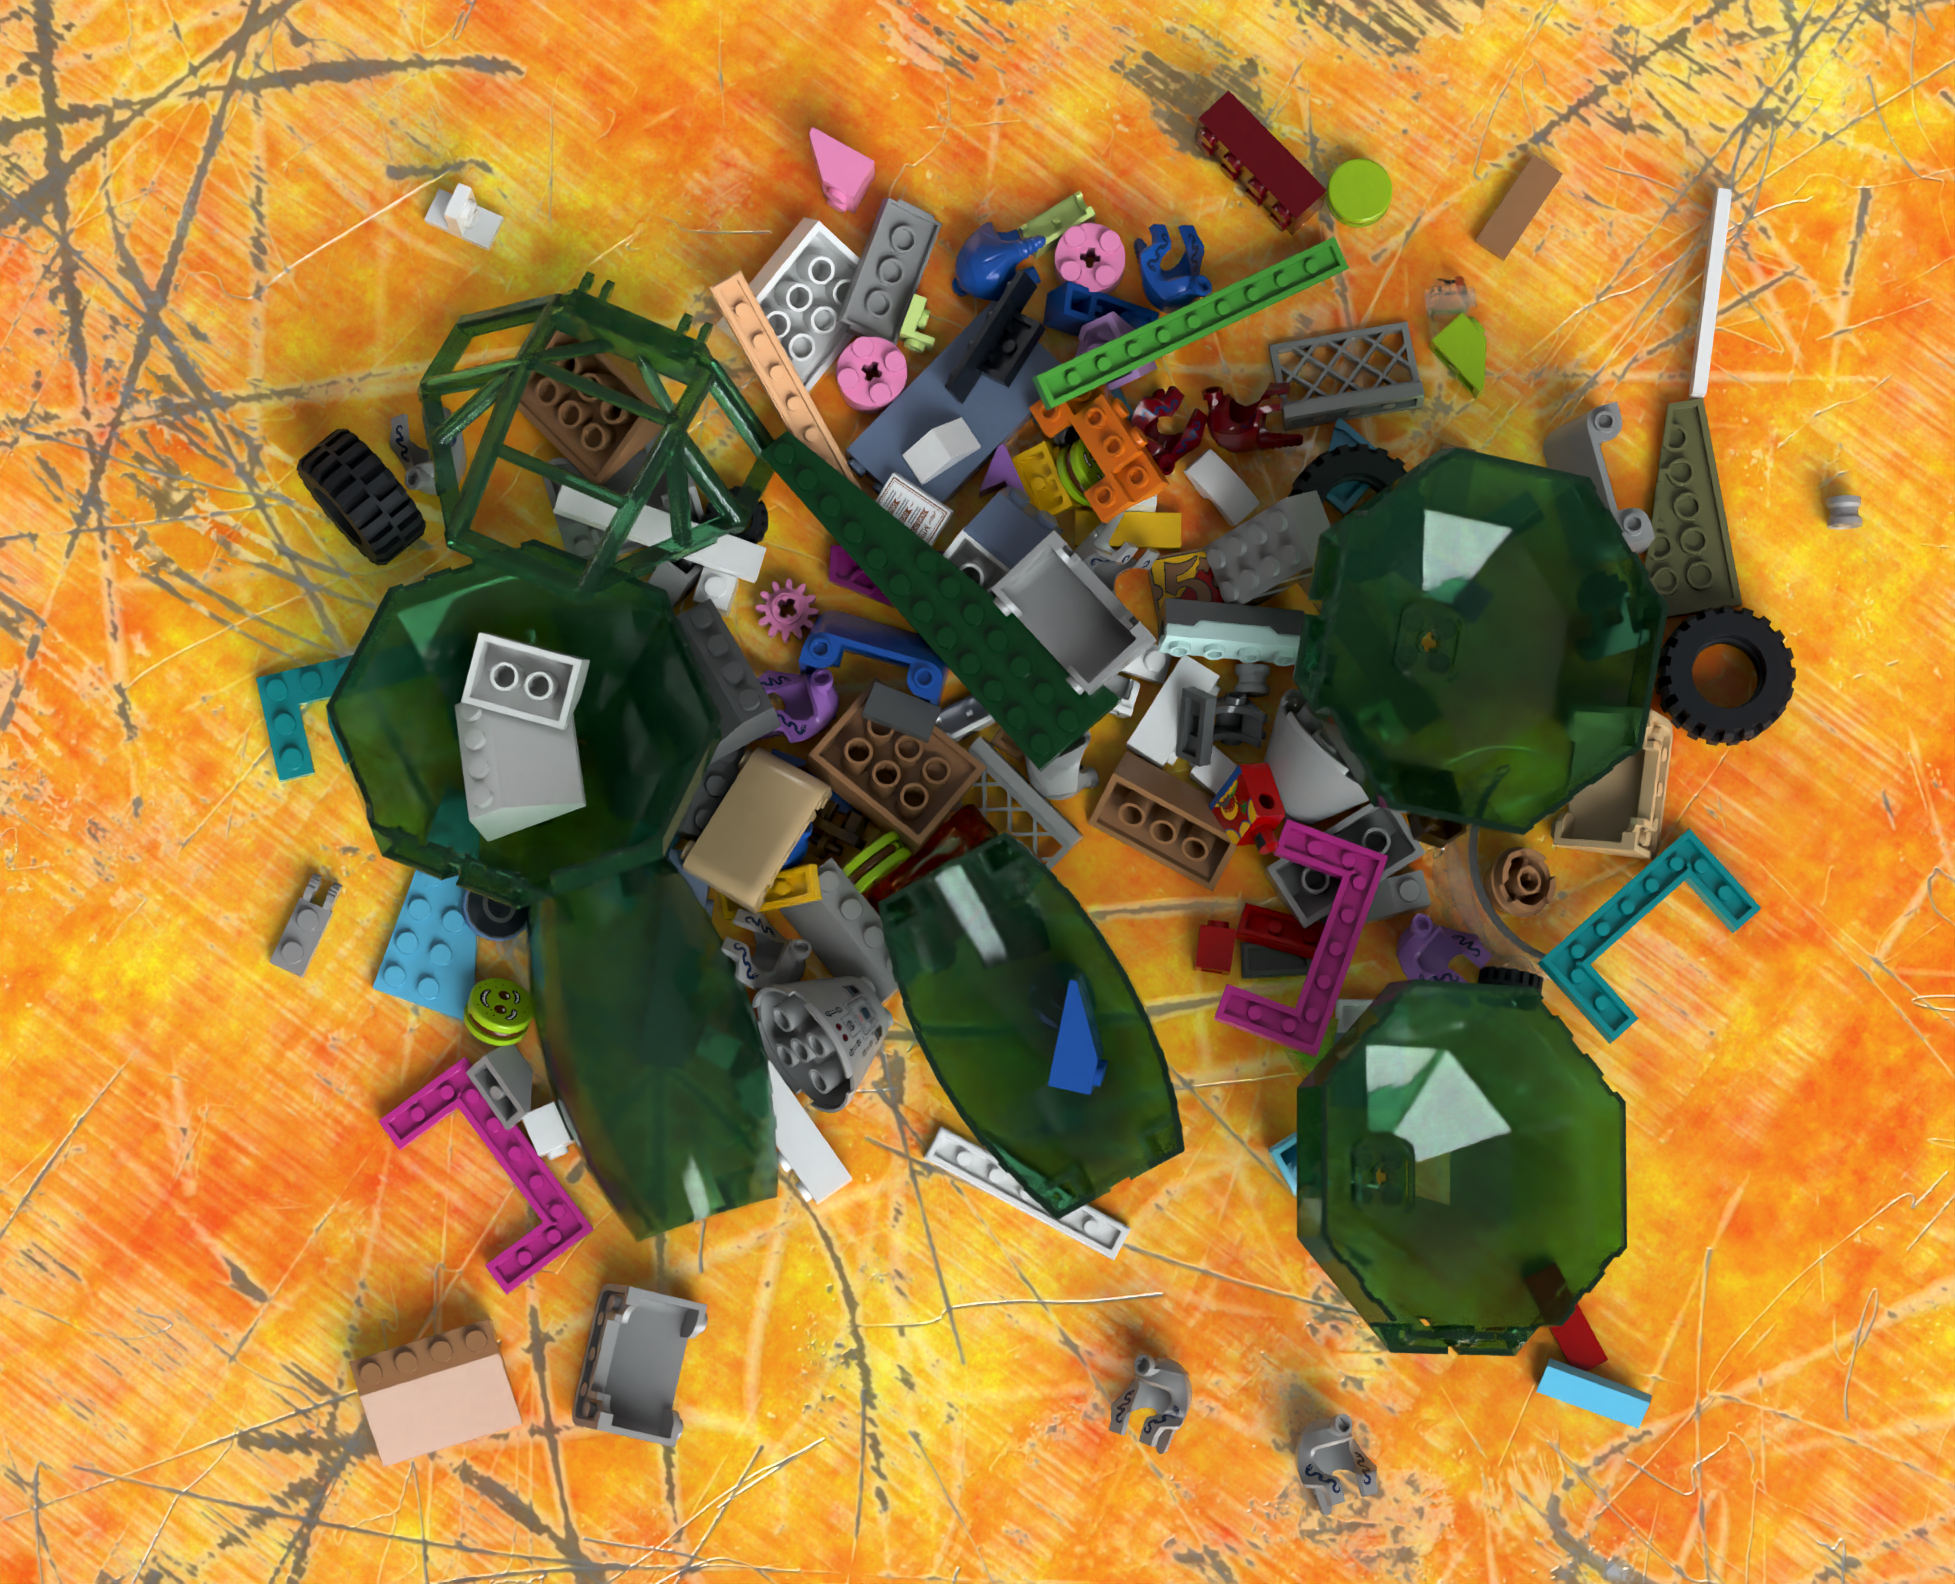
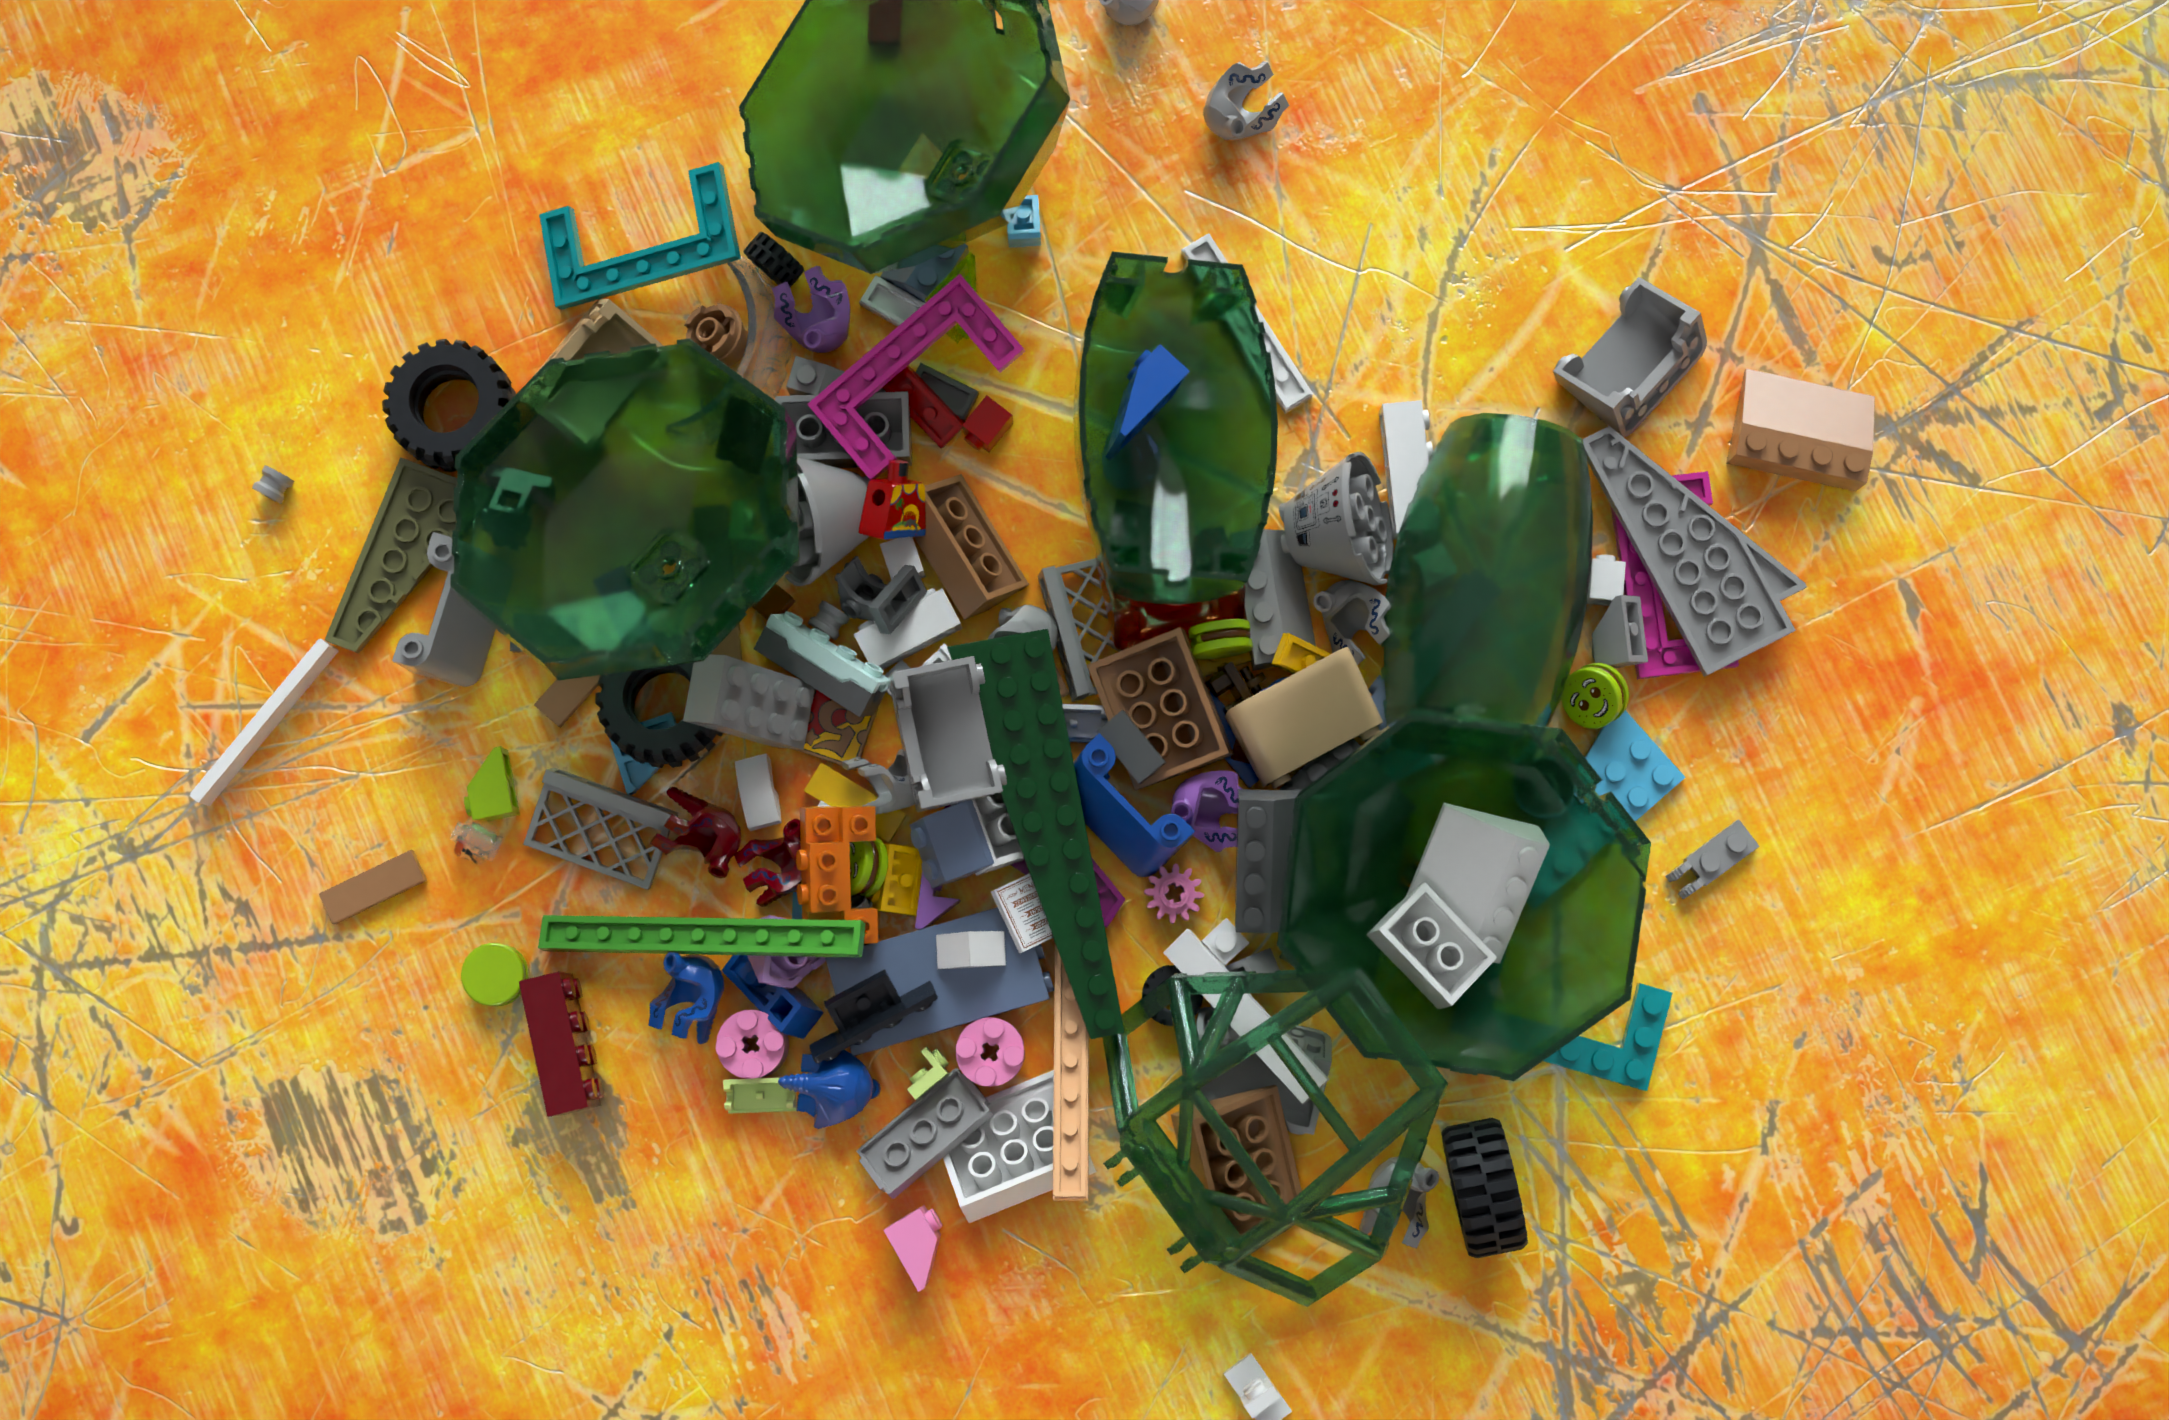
camera: 145 degrees left, 0 degrees up
(460, 1192) = (1706, 570): none -> light grey wing

